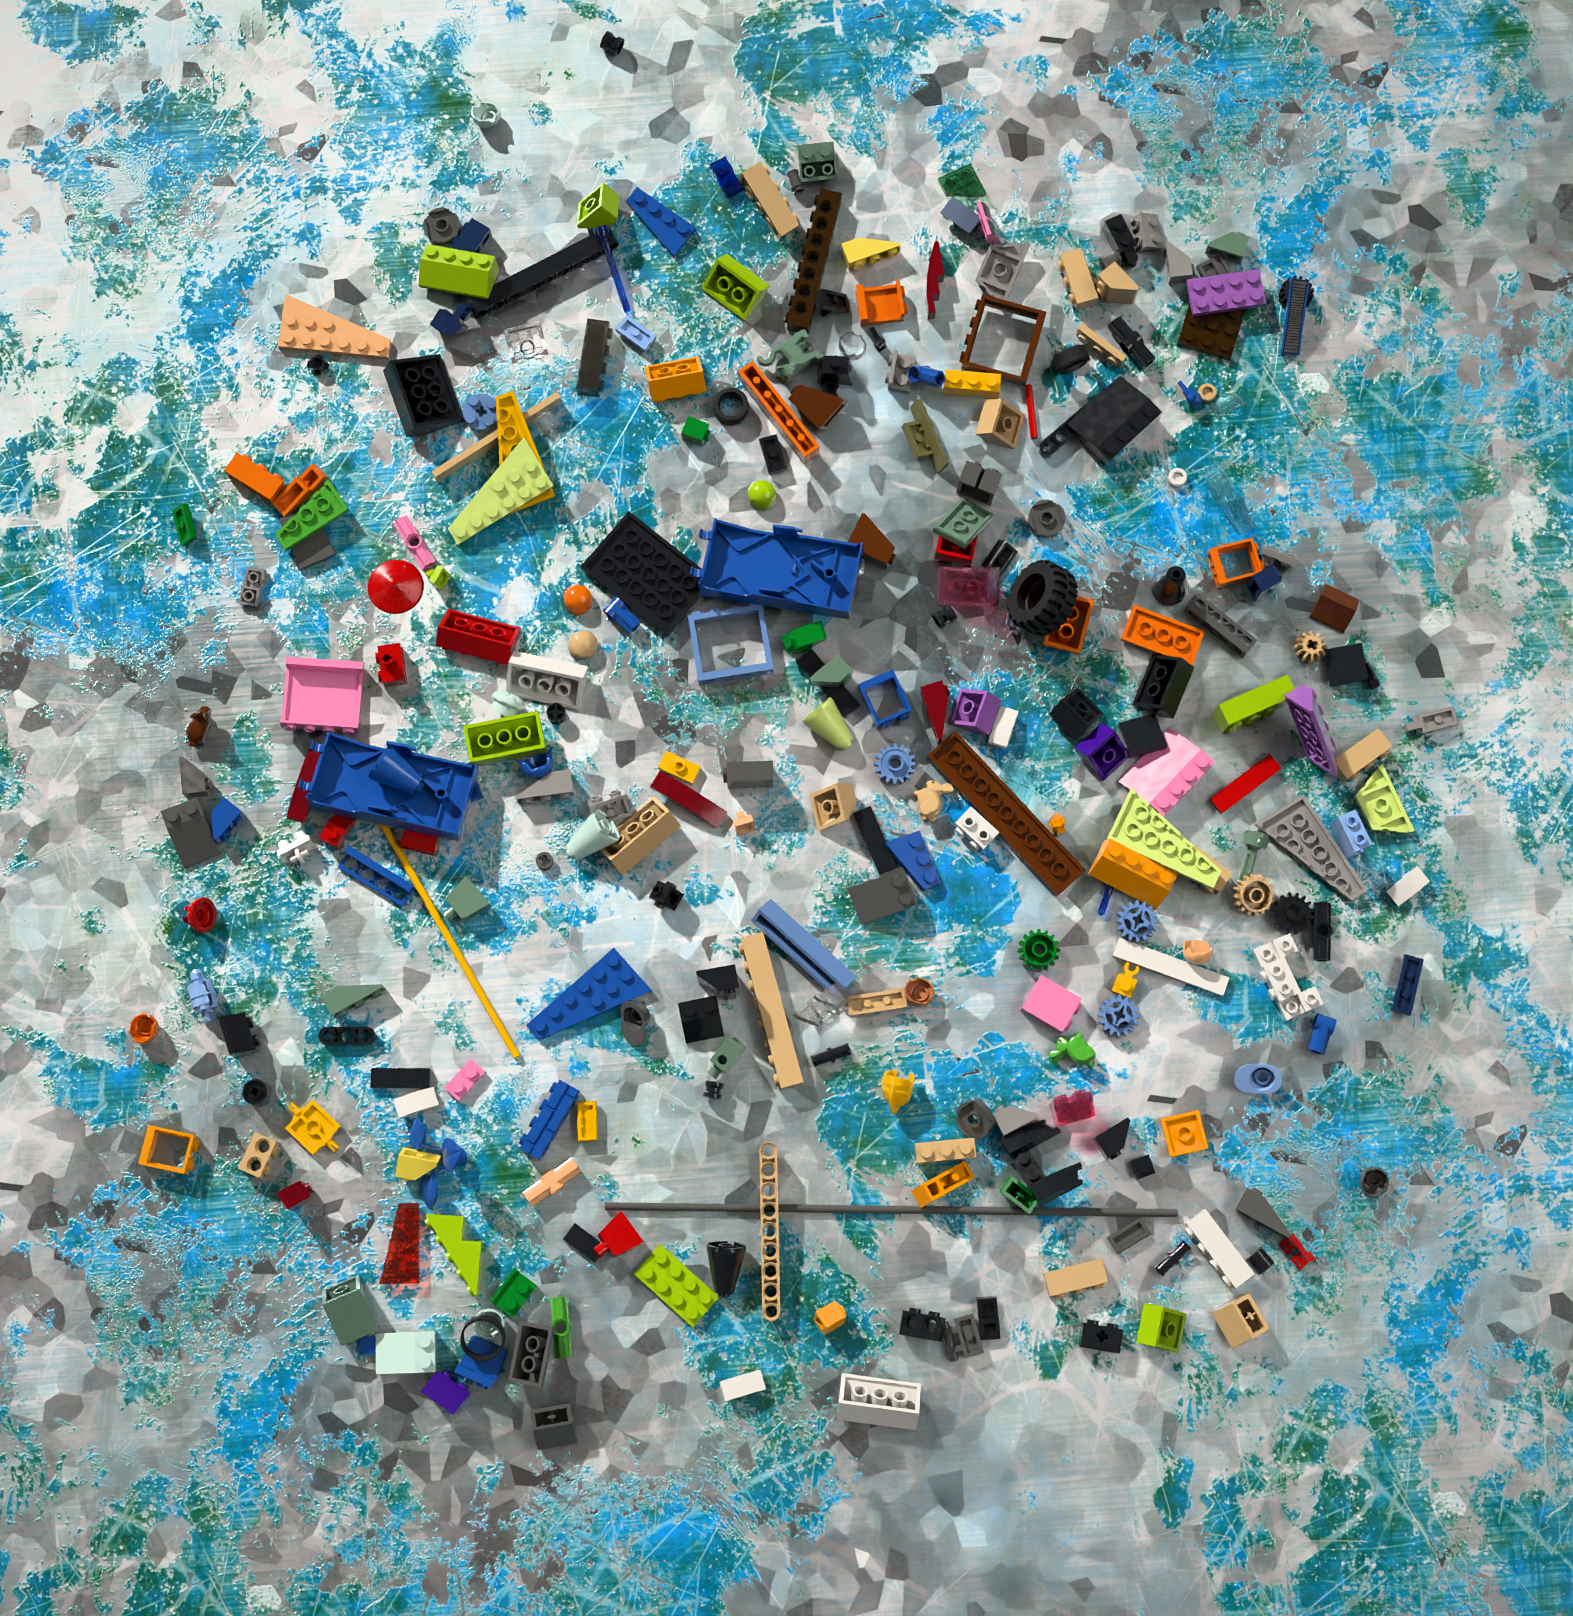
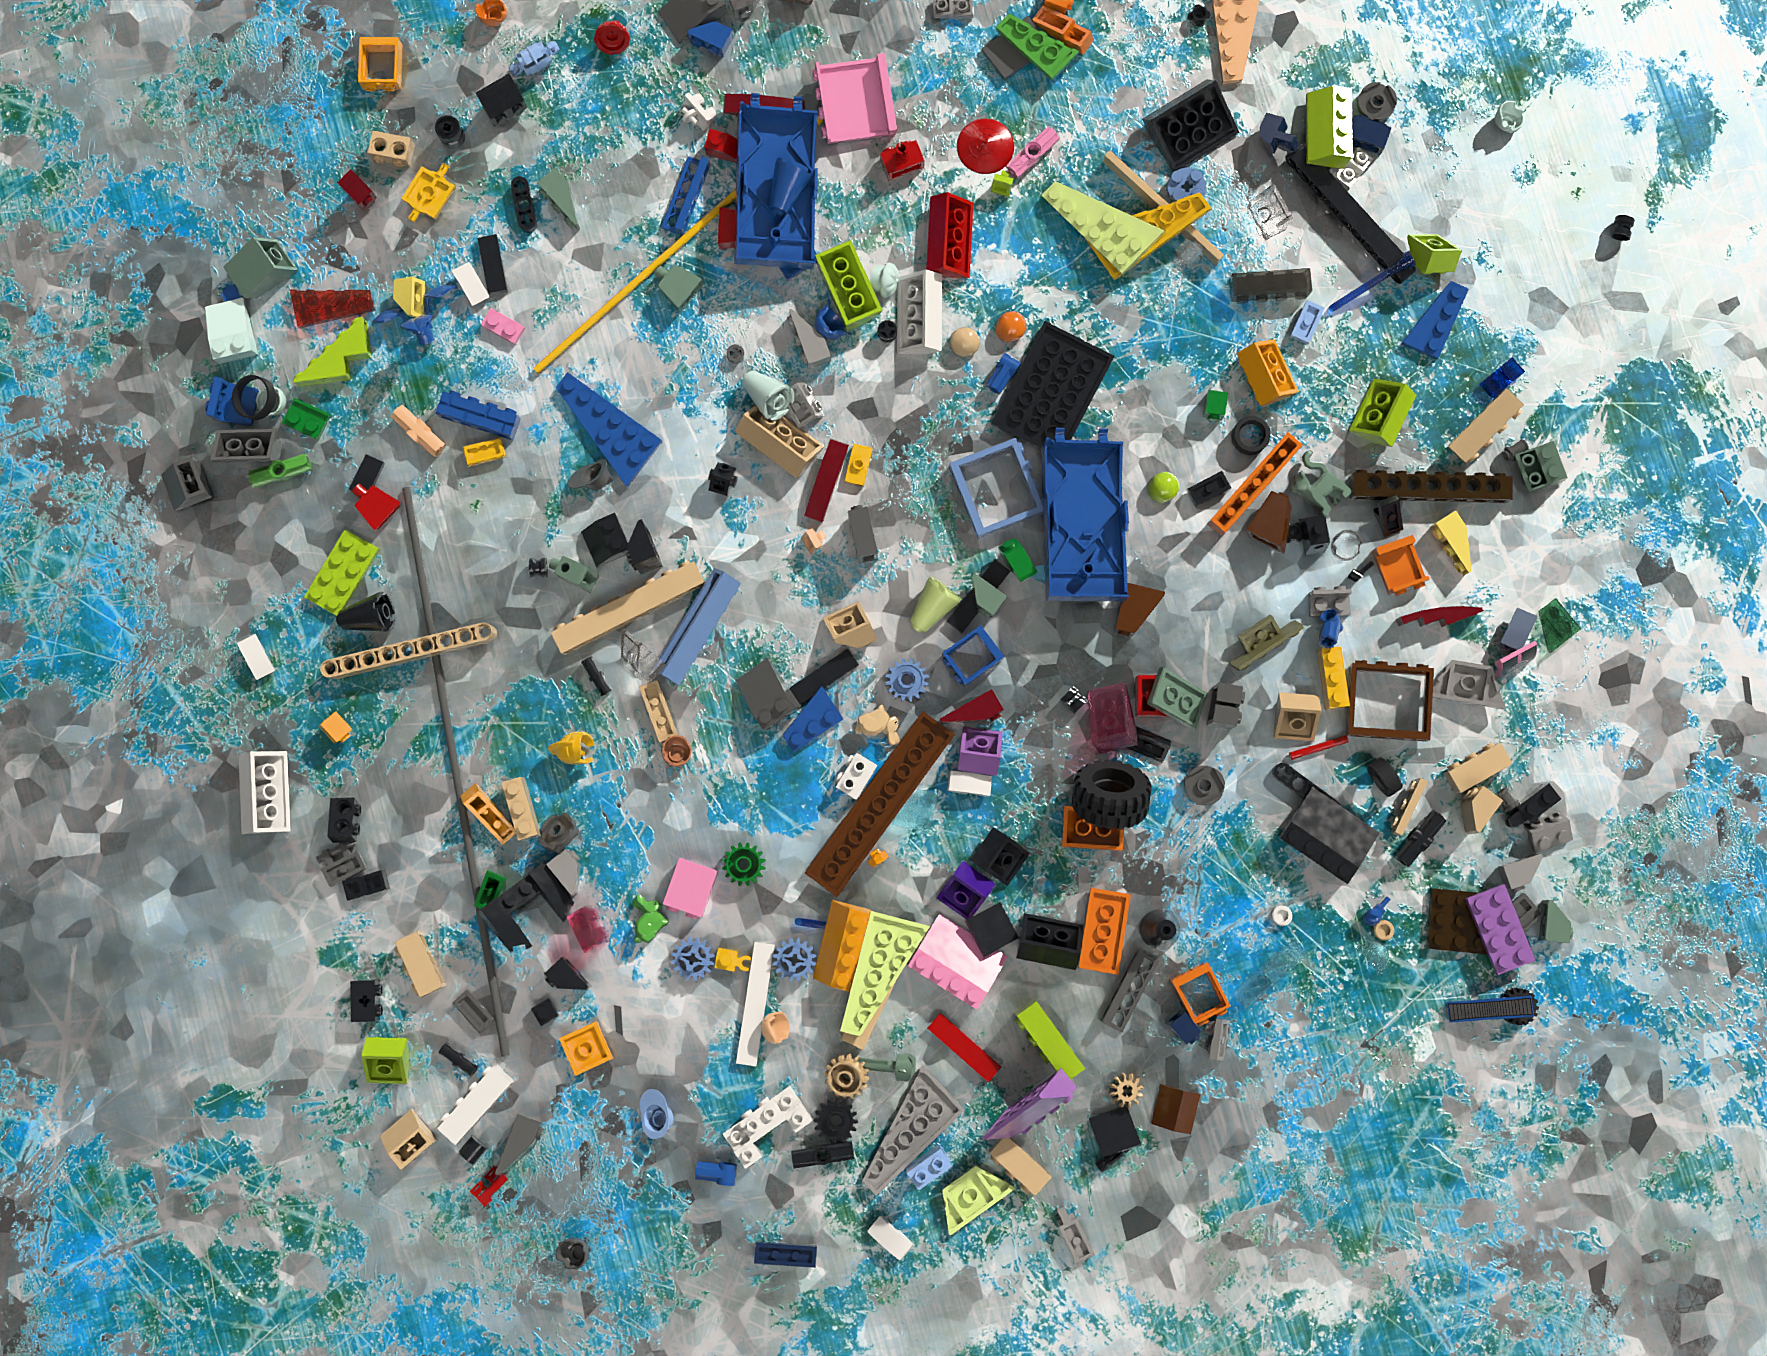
camera: 80 degrees right, 5 degrees up
(446, 1391) = (196, 374): dark purple slope -> none
(506, 266) = (1353, 169): none -> white slope

